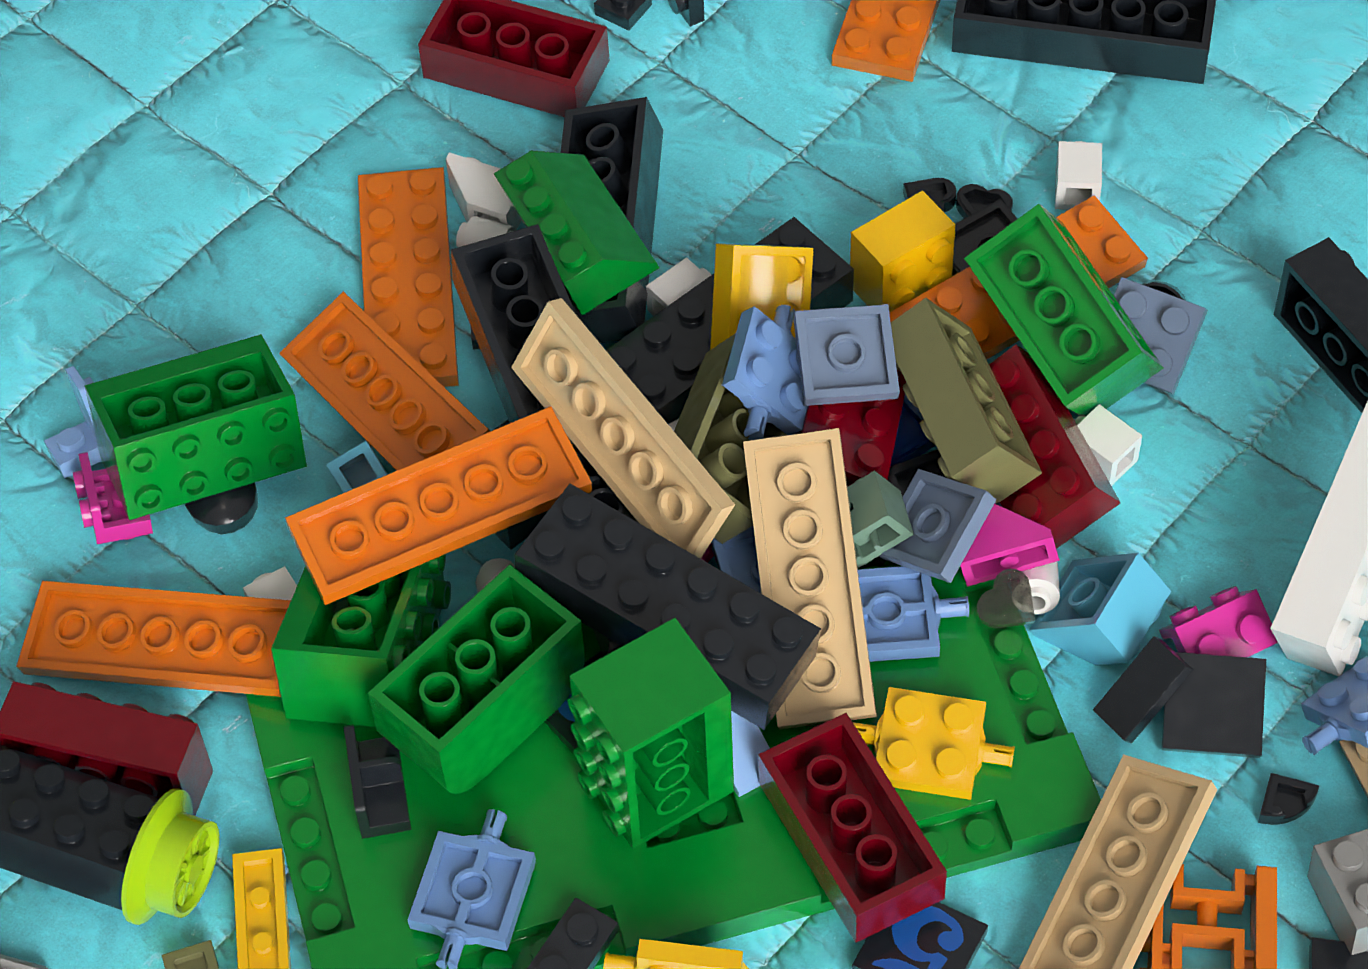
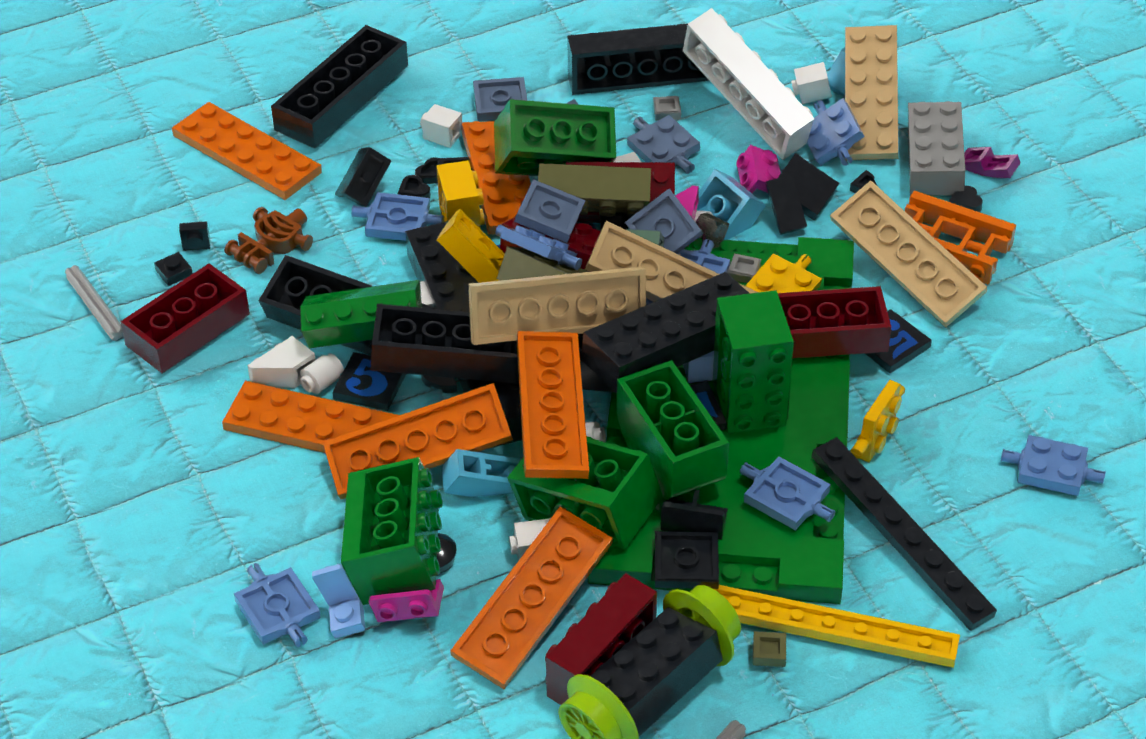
camera: 70 degrees left, 10 degrees down
(61, 344) = (277, 605): none -> medium blue plate
(297, 803) = (686, 559): none -> black tile
(743, 70) = (281, 237): none -> dark orange piece
(846, 195) = (394, 214): none -> medium blue plate
(897, 127) = (363, 176): none -> black panel
(948, 674) = (743, 267): none -> light grey tile
(1189, 224) = (494, 94): none -> sand blue plate
(1215, 475) = (664, 142): none -> sand blue plate
(1311, 450) = (667, 106): none -> light grey tile

